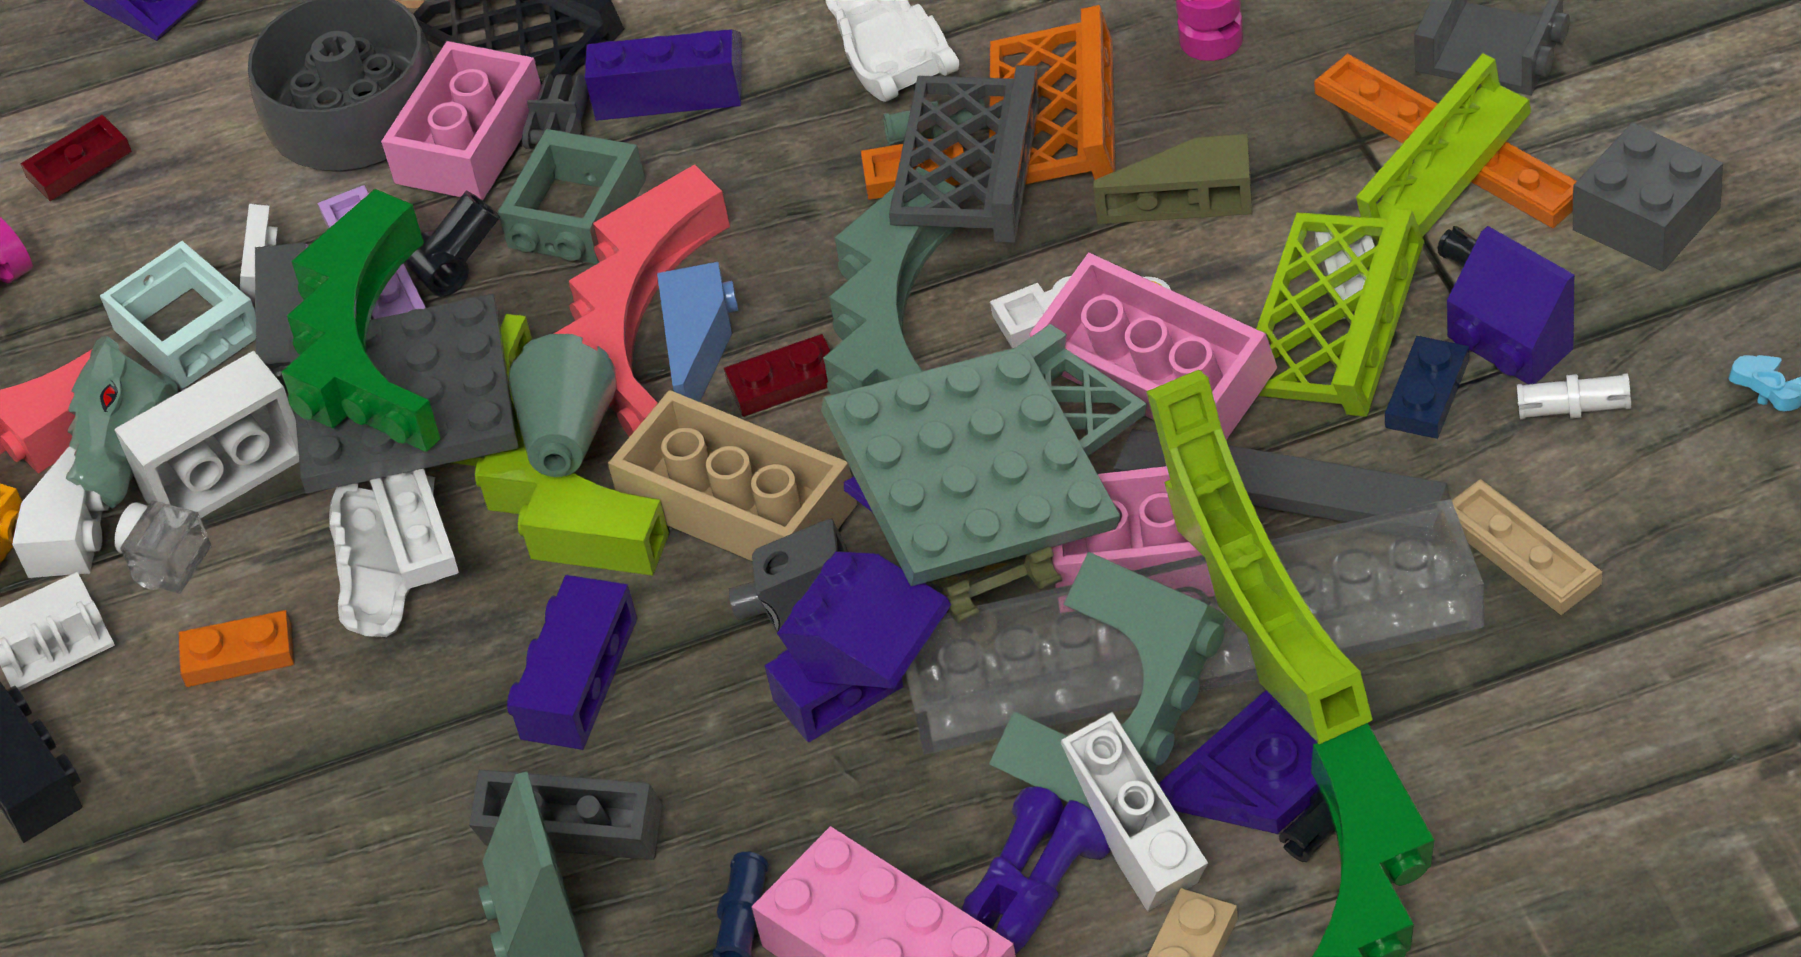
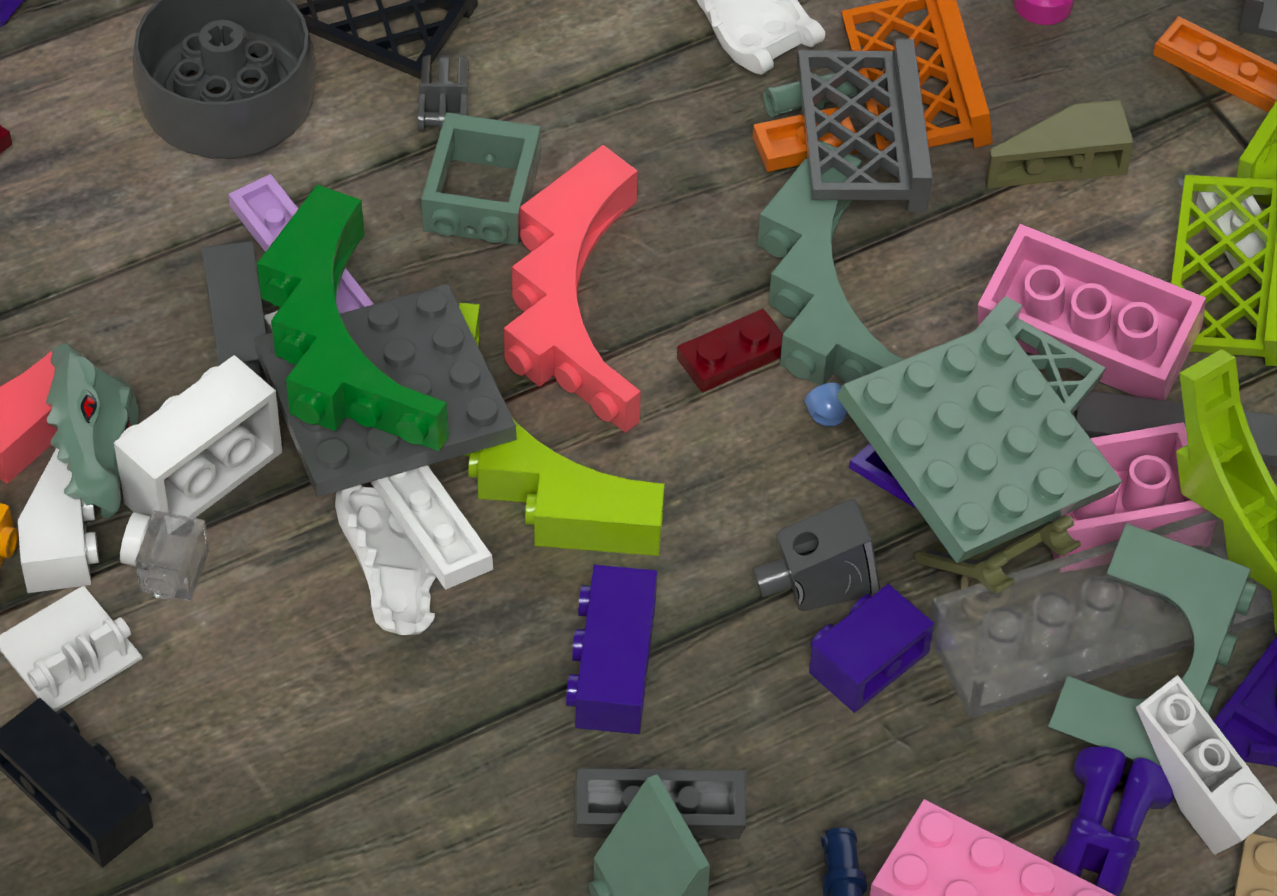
camera: 20 degrees left, 5 degrees up
(200, 343) = (145, 348): light aqua window -> none
(236, 648) = (268, 654): orange plate -> none
(257, 235) = (177, 246): white plate -> none
(443, 256) = (384, 228): black piece -> none
(462, 120) = (356, 106): bright pink brick -> none
(560, 399) = (549, 392): sand green cone -> none
(664, 74) = (538, 51): dark purple slope -> none
(695, 324) = (636, 297): medium blue slope -> none
(729, 476) = (727, 460): tan brick -> none
(861, 622) = (912, 600): dark purple slope -> none
(1022, 309) = (957, 281): white plate -> none

